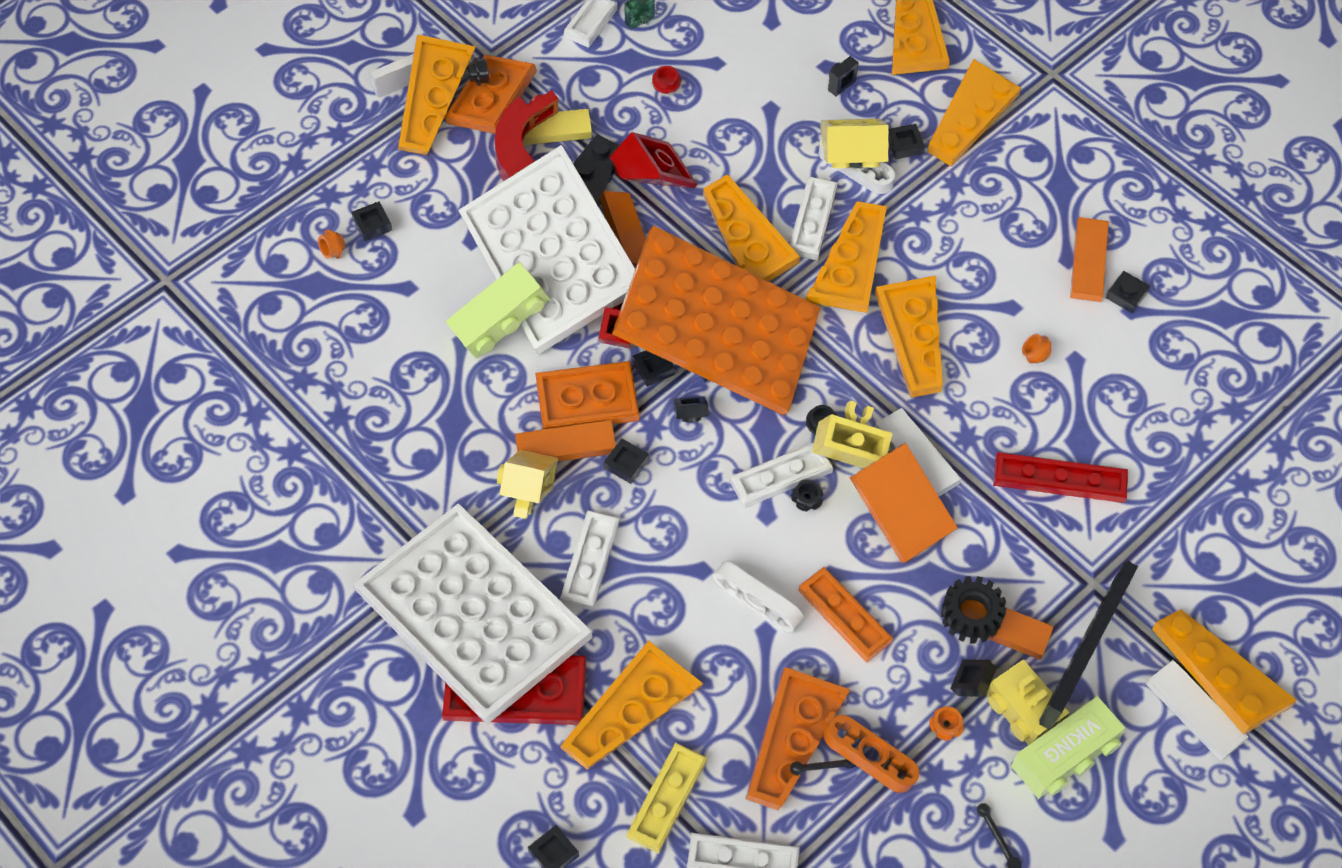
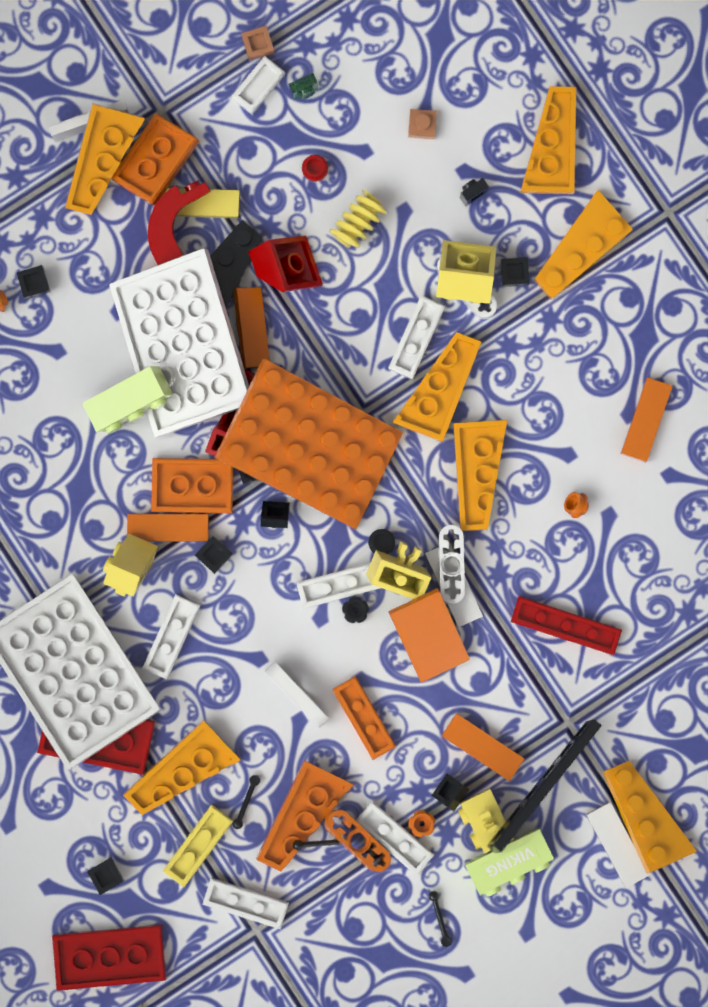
camera: 15 degrees right, 25 degrees up
(478, 71) = (144, 141): black plate -> none
(724, 116) = (358, 220): none -> light yellow piece
(724, 710) = (254, 781): none -> black hinge
(747, 232) = (357, 353): light orange wing -> none
(772, 30) = (422, 124): none -> nougat plate
(913, 413) = (442, 571): none -> white beam
(929, 753) = (394, 838): none -> white tile
(969, 627) = (479, 738): black tyre -> none
(1127, 291) = (670, 458): black plate -> none

